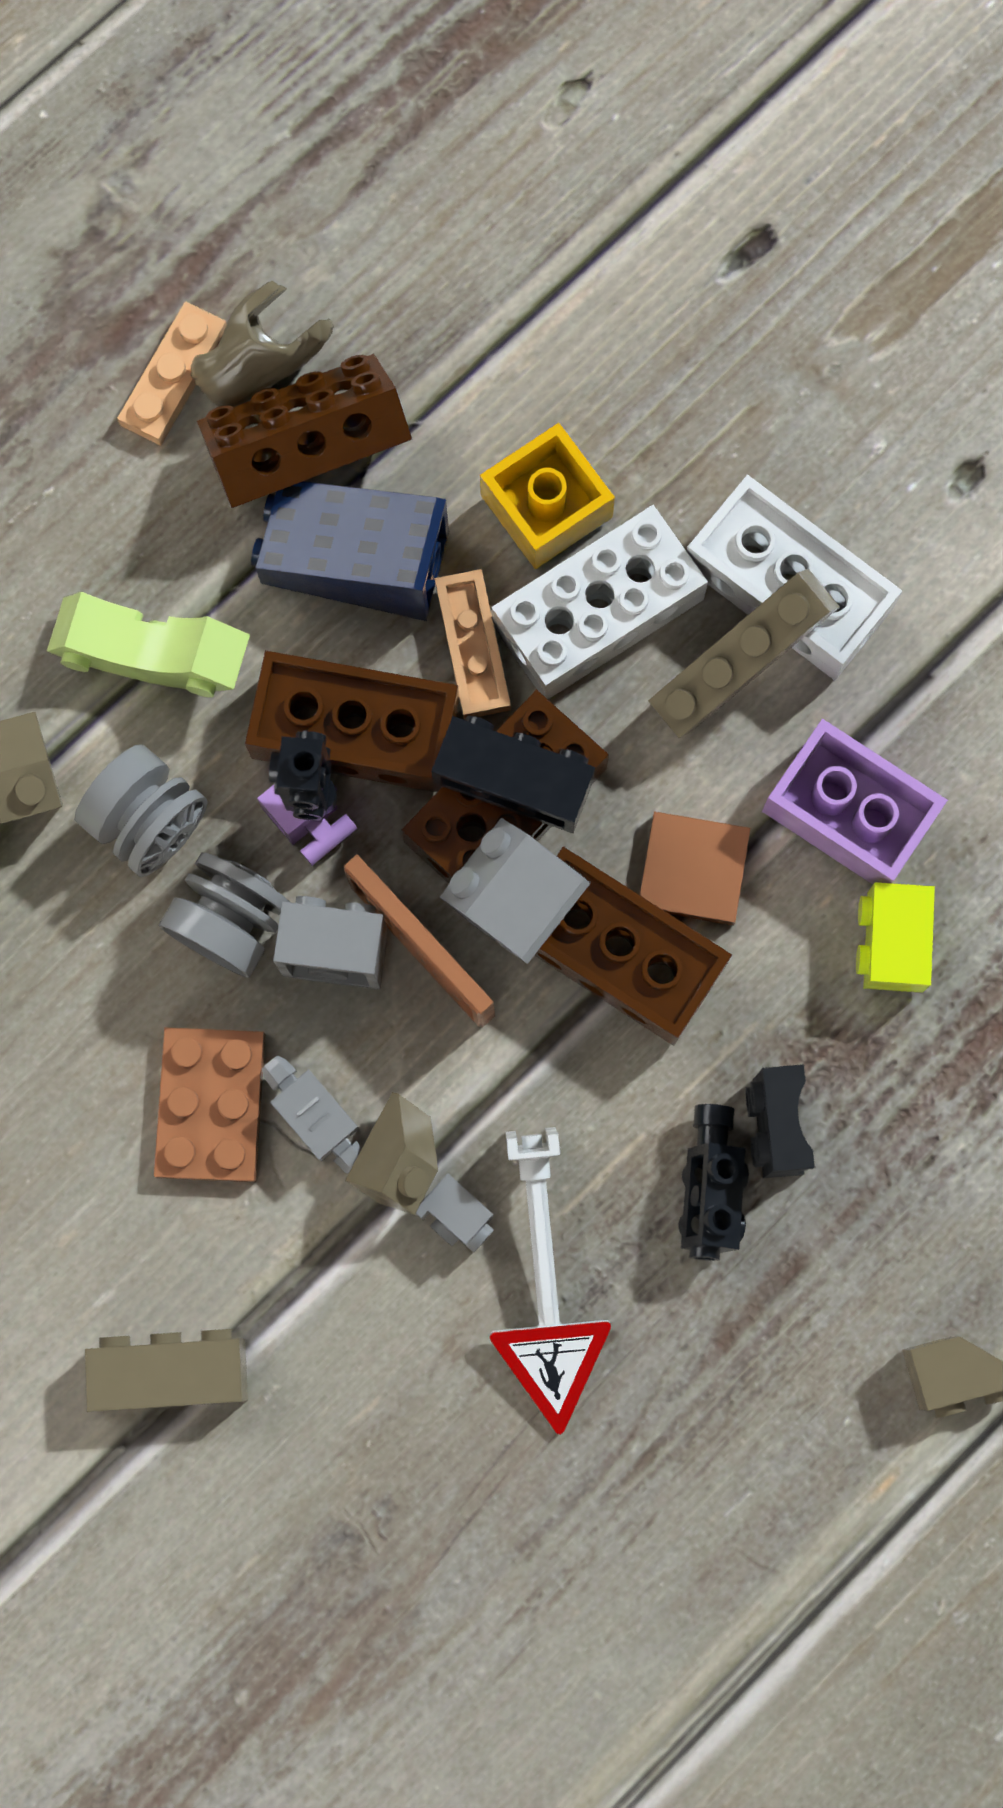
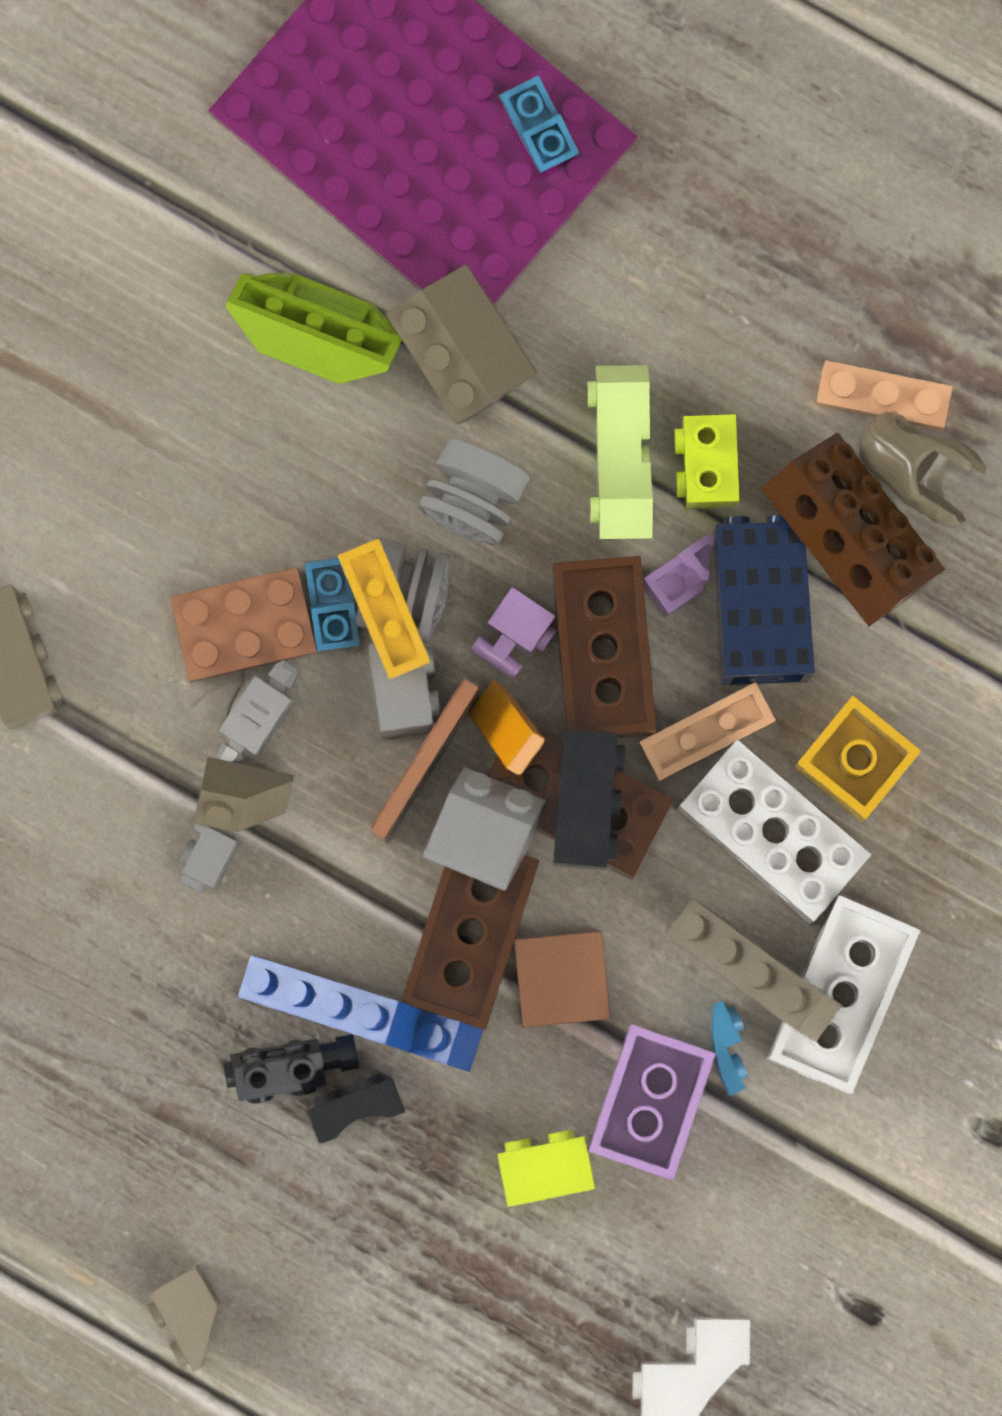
camera: 70 degrees right, 5 degrees up
(186, 562) = (708, 461): none -> neon yellow brick
(216, 1001) = (331, 605): none -> dark azure slope
(239, 929) = (384, 609): none -> yellow plate
(300, 624) = (681, 577): none -> lavender slope
(301, 773) = (526, 624): black brick -> none
(410, 839) = (506, 727): none -> light orange tile
(553, 1356) = (111, 971): piece -> none
(672, 1093) = (360, 1013): none -> arch
(799, 713) = (724, 1033): none -> dark azure slope

